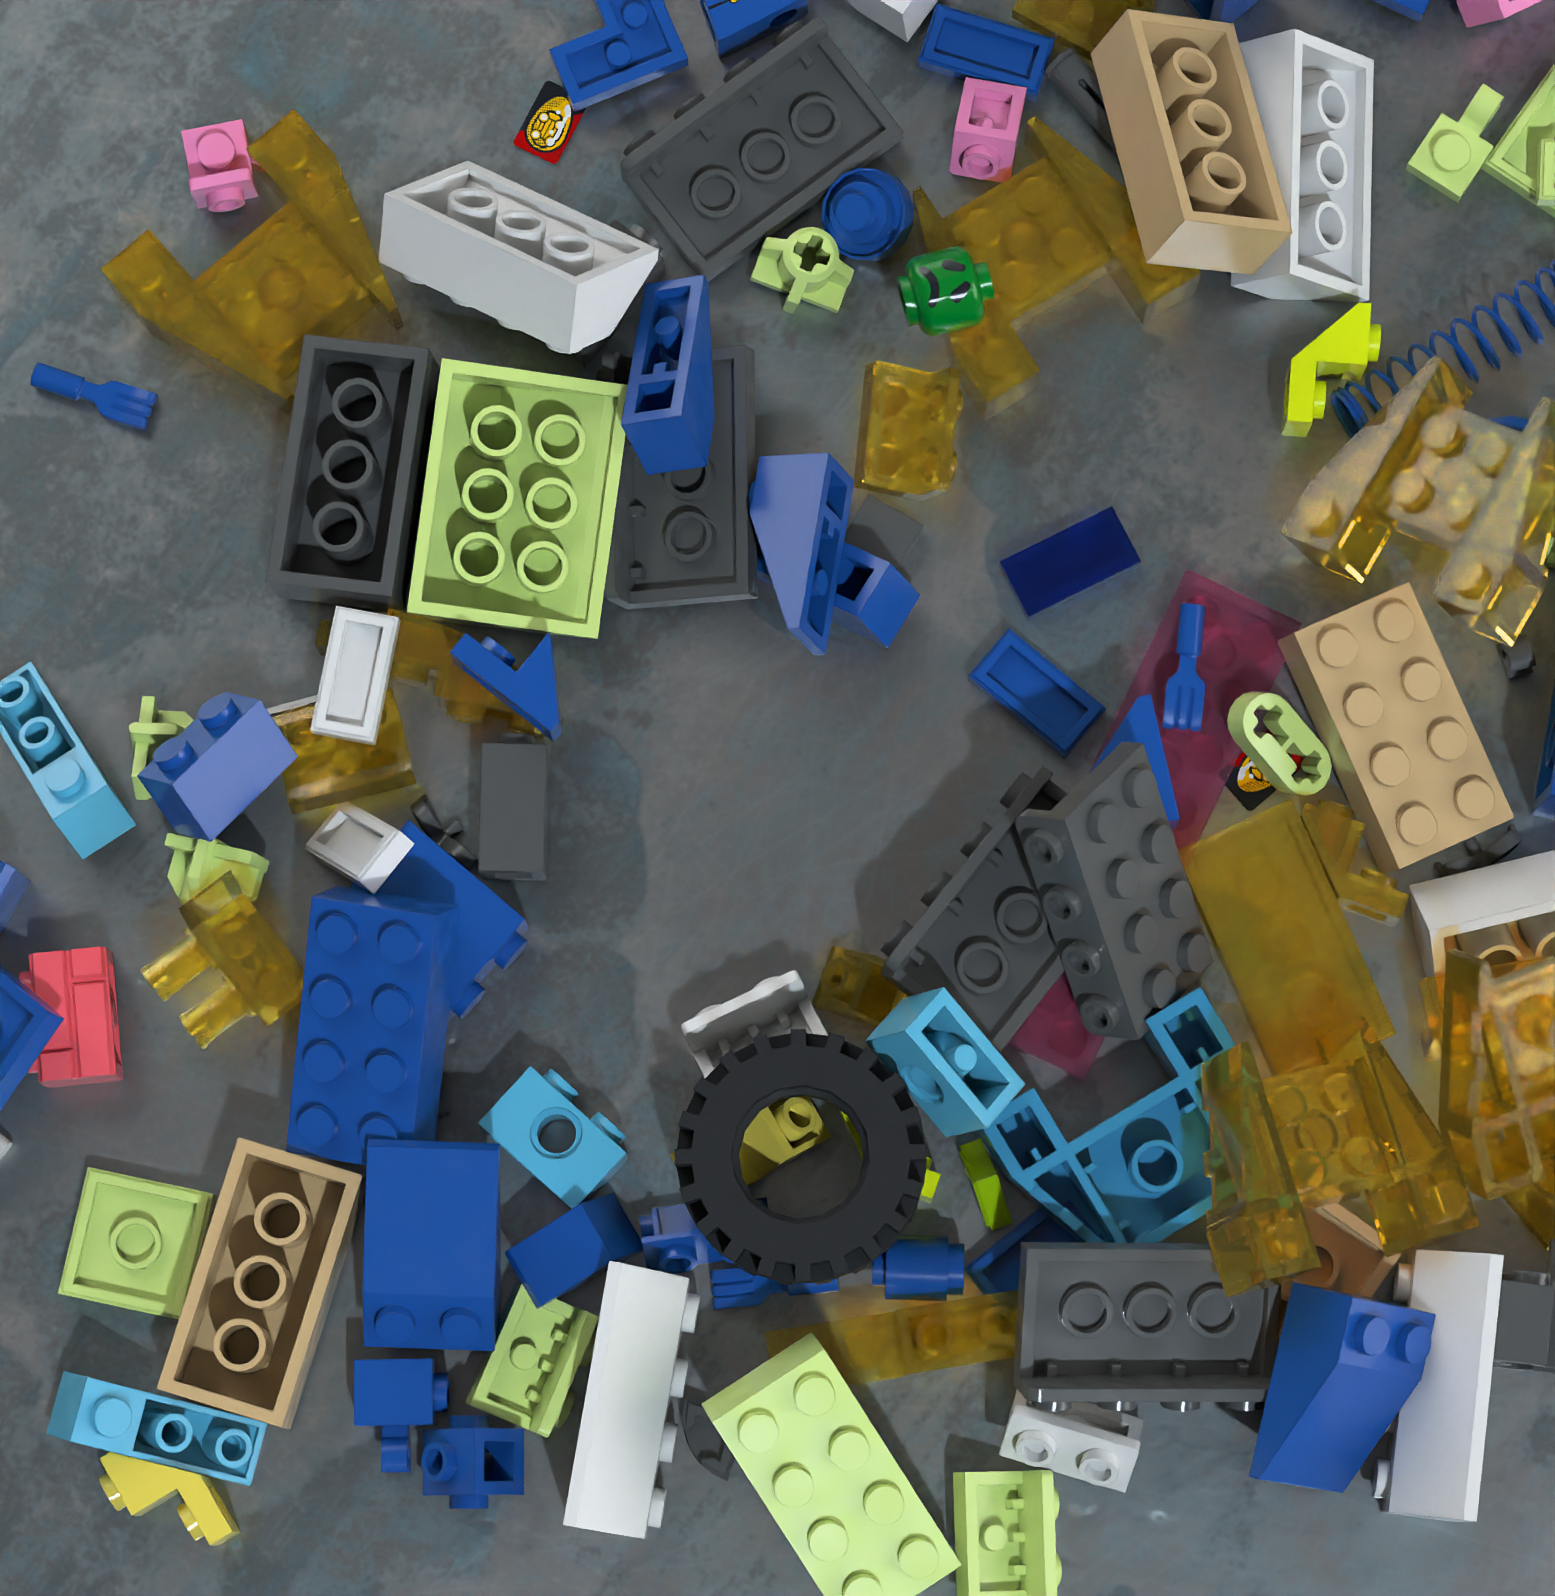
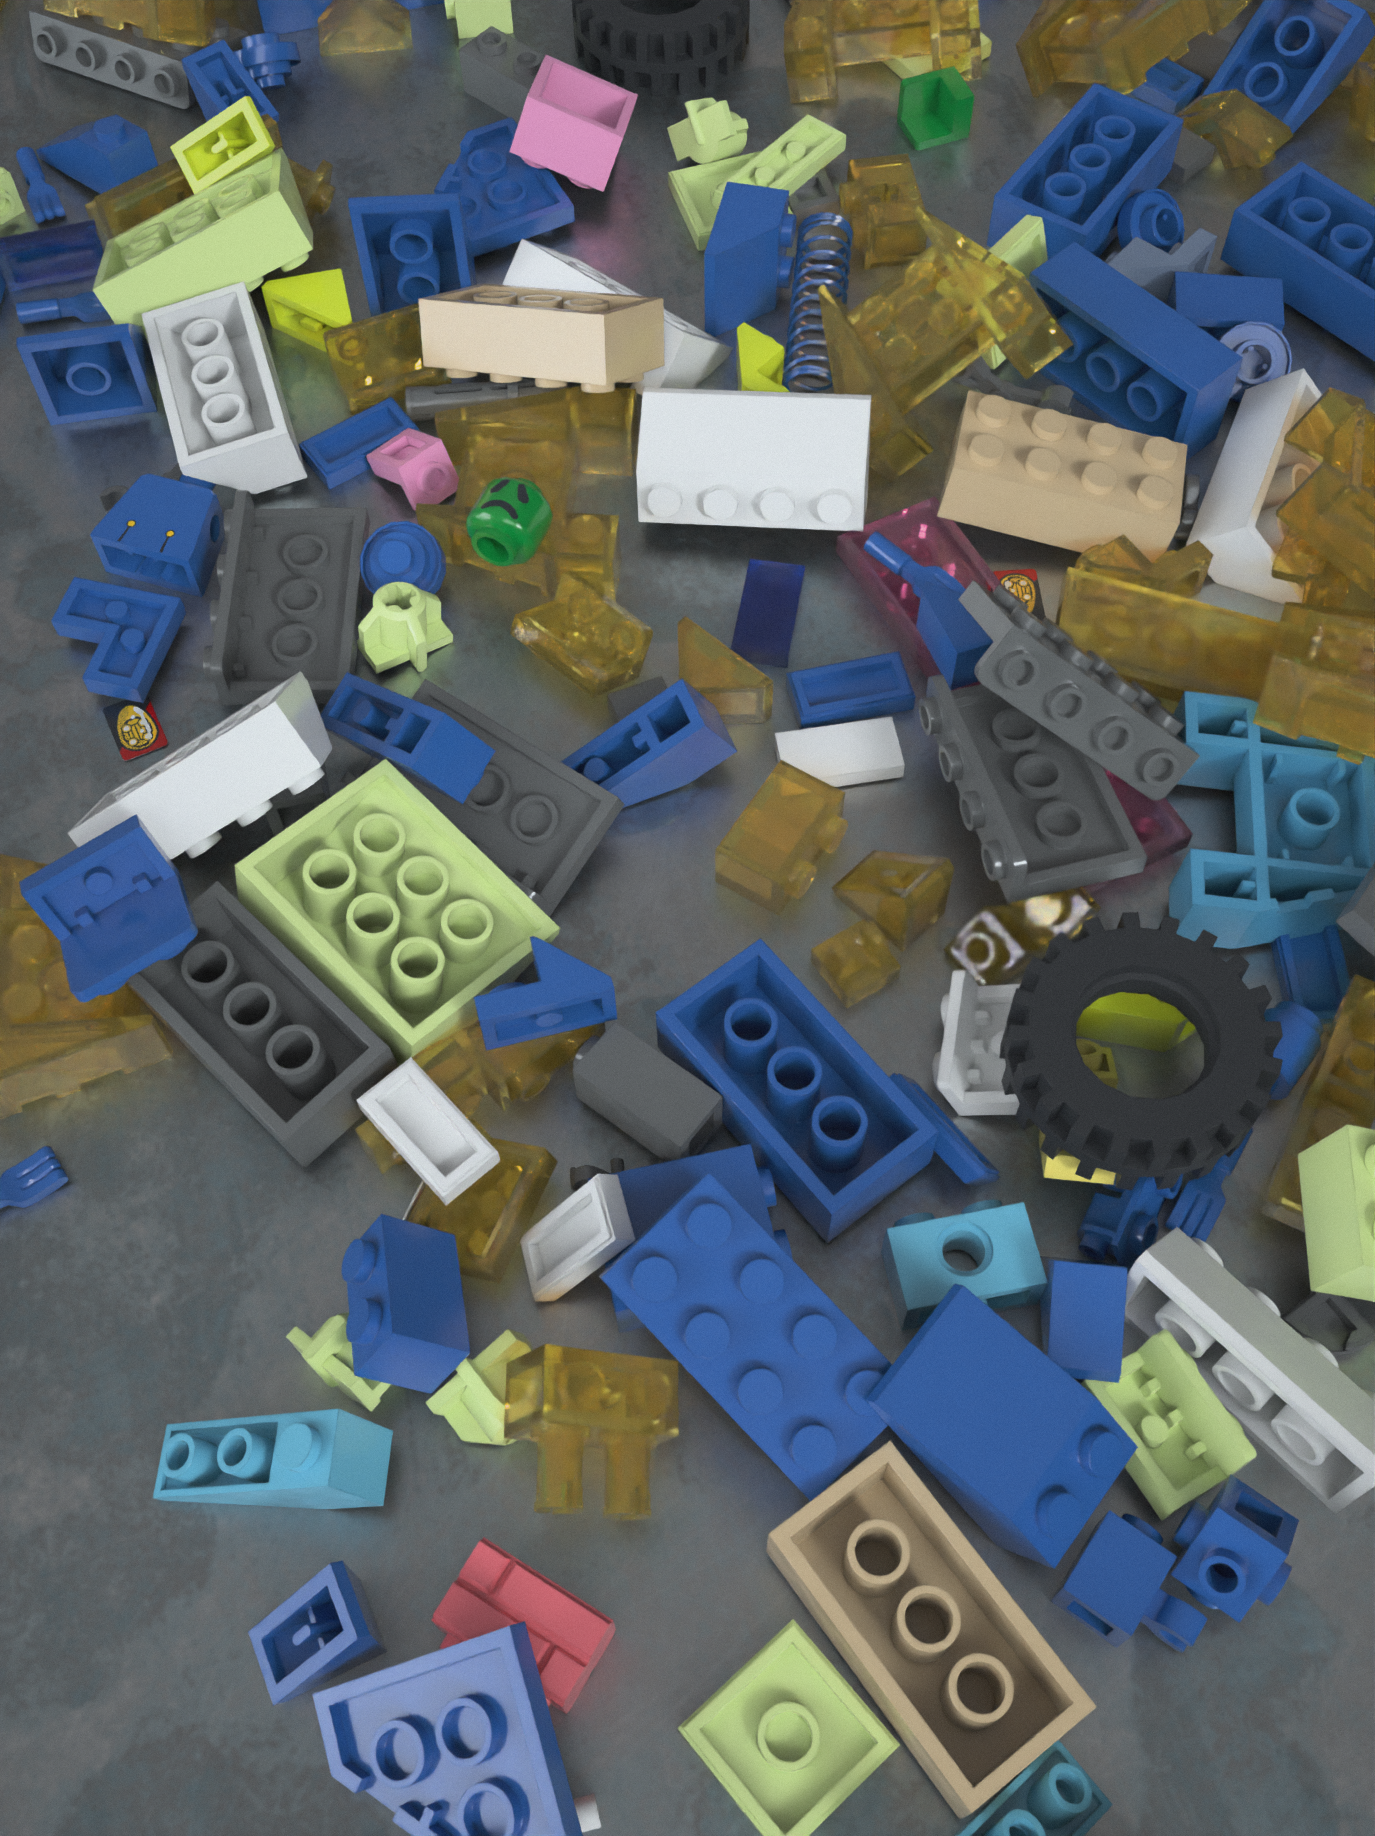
camera: 55 degrees left, 20 degrees down
(340, 304) = (112, 908): none -> blue bracket
(600, 916) = (797, 1089): none -> blue brick
(656, 1051) = (951, 1142): none -> blue tile
(764, 884) = (856, 962): none -> clear yellow tile
(801, 526) = (603, 730): slope -> none
(830, 746) = (780, 838): none -> clear yellow brick
(847, 869) = (898, 893): none -> clear yellow slope
(944, 572) = (722, 676): none -> clear yellow slope
(945, 1062) = (1126, 875): medium azure brick -> none
(959, 731) = (844, 751): none -> white tile
(985, 1184) = (1261, 968): lime tile -> none
(1193, 443) = (753, 458): none -> white slope
(1288, 734) = (1015, 558): yellowish green beam -> none
(1453, 149) = (672, 249): yellowish green plate -> none
(1458, 243) = (747, 256): none -> blue slope

